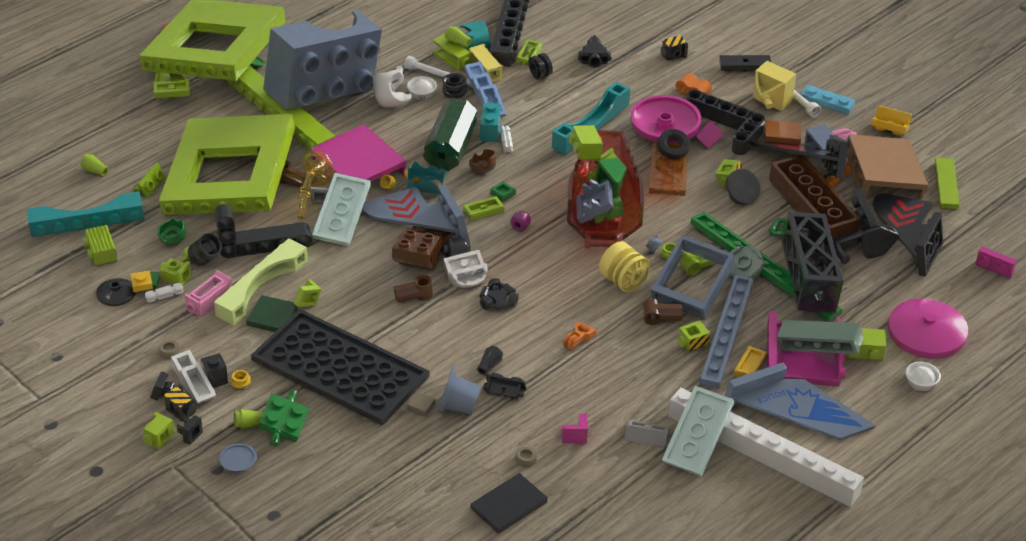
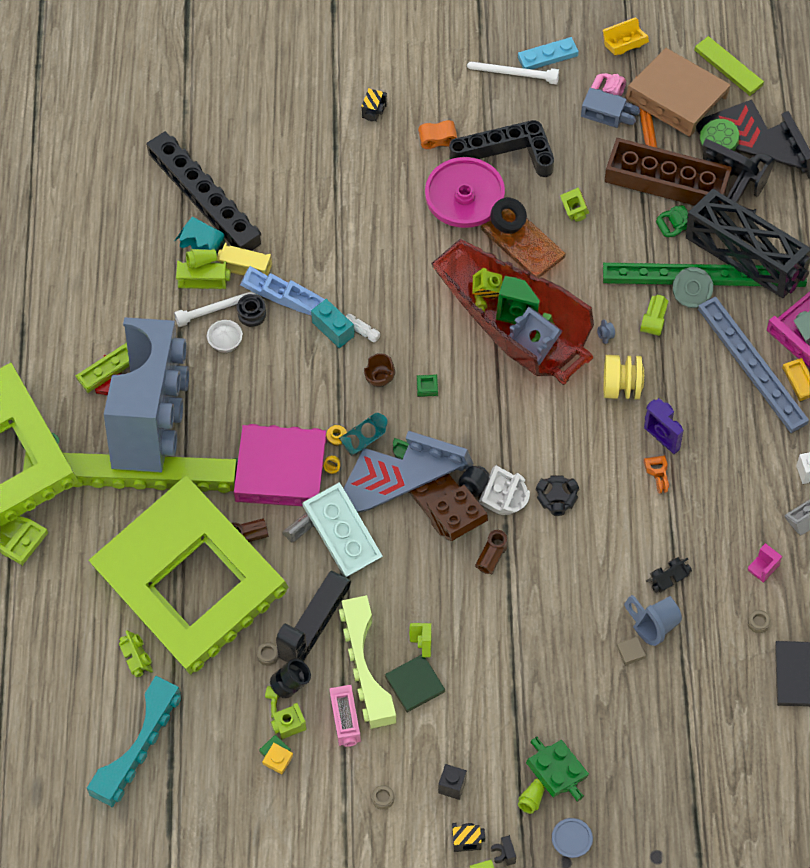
camera: 45 degrees left, 20 degrees up
(94, 165) = (66, 684): lime cone -> none
(100, 245) = (192, 759): lime brick -> none
(115, 292) = (261, 797): black dish -> none
(161, 386) = (430, 837): black tile -> none
(164, 292) = (304, 749): white axle -> none
(172, 232) = (232, 686): green hair -> none
(192, 377) = (442, 804): white slope -> none
(240, 379) = (476, 761): yellow plate -> none
(314, 170) = (270, 515): clear yellow dish -> none
(341, 366) = (531, 678): black plate -> none
(386, 92) = (208, 371): white piece -> none
(450, 134) = (326, 369): dark green brick -> none
(483, 208) = (430, 432): lime tile -> none
(491, 358) = (629, 560): black cone -> none
(520, 221) = (483, 403): magenta piece -> none
(524, 60) = (266, 227): lime tile -> none
(540, 66) = (296, 224): black wheel -> none
(586, 142) = (464, 282): lime brick -> none
(594, 53) = (314, 167): black rock -> none
(611, 103) = (407, 246): teal arch -> none
(615, 307) = (661, 425): none -> dark purple plate
(656, 312) = (688, 395): reddish brown piece -> none
(667, 249) = (623, 321): lime plate -> none
(693, 336) = (740, 394): lime brick -> none
(704, 251) = (706, 329): sand blue window -> none
(709, 134) = (512, 175): dark pink panel -> none
(742, 62) = (444, 70): black tile -> none
(742, 186) = (603, 210): black tile -> none
(774, 86) = (506, 82): light yellow piece -> none
(783, 132) = (561, 122): dark orange tile -> none
(833, 158) = (642, 119): black piece -> none
(884, 207) = (721, 132): none -> bright green tile

